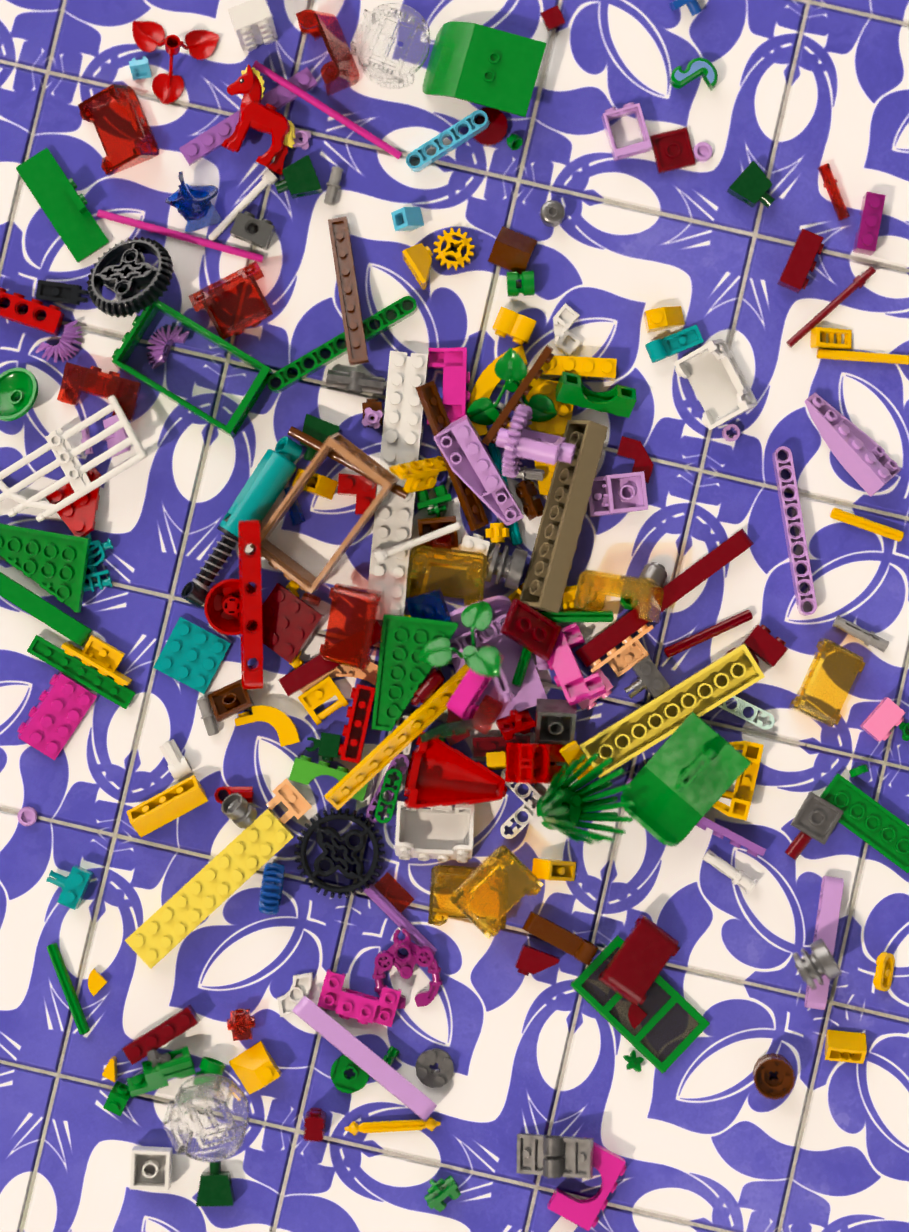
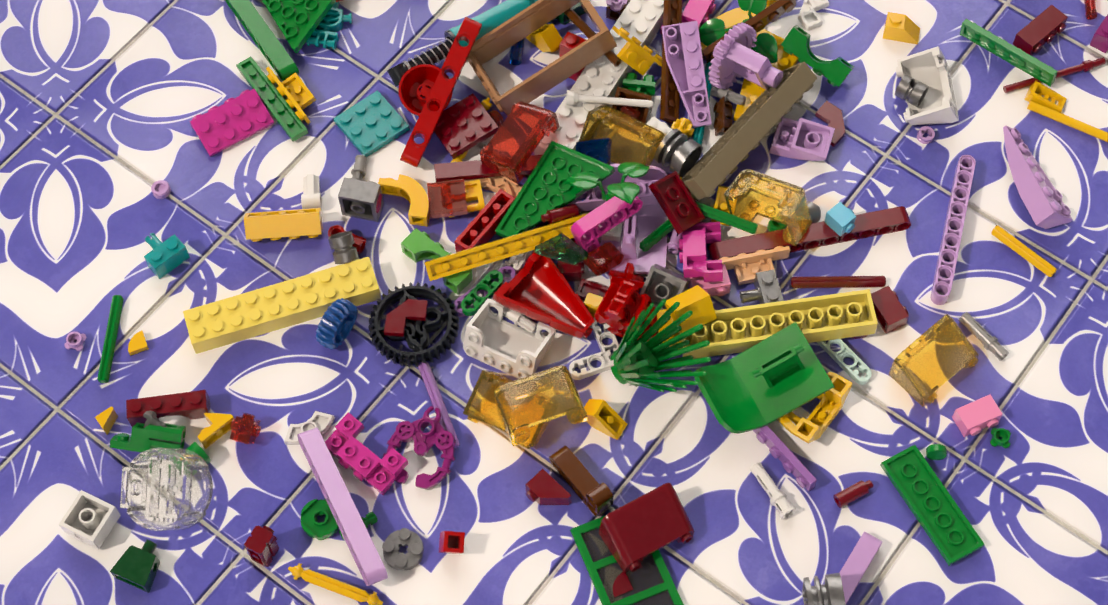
camera: 25 degrees right, 25 degrees down
(32, 1005) = (71, 337): none -> lavender plate
(117, 1098) = (96, 449): green bracket -> none
(214, 1028) = (219, 426): none -> yellow slope
(228, 750) = (360, 199): none -> flat silver brick
(230, 701) = (383, 168): reddish brown slope -> none
(255, 1067) = (236, 478): yellow slope -> none
(291, 799) = (394, 263): light nougat plate -> none
(308, 711) = (447, 198): none -> clear red tile
(325, 861) = (411, 310): none -> dark red tile
(327, 745) = (447, 232): dark green brick -> none
(394, 892) = (445, 380): clear red tile -> none
(475, 1047) = (451, 542): none -> red brick
(586, 367) = (822, 40): yellow brick -> none
(590, 736) = (698, 302): none -> yellow slope
(674, 343) = (895, 50): teal plate -> none
(690, 576) = (840, 219): none -> medium azure brick
(707, 391) = (911, 90): none -> flat silver wheel
(770, 301) = (1008, 52): none -> green plate
(817, 818) = (878, 473): flat silver tile -> none

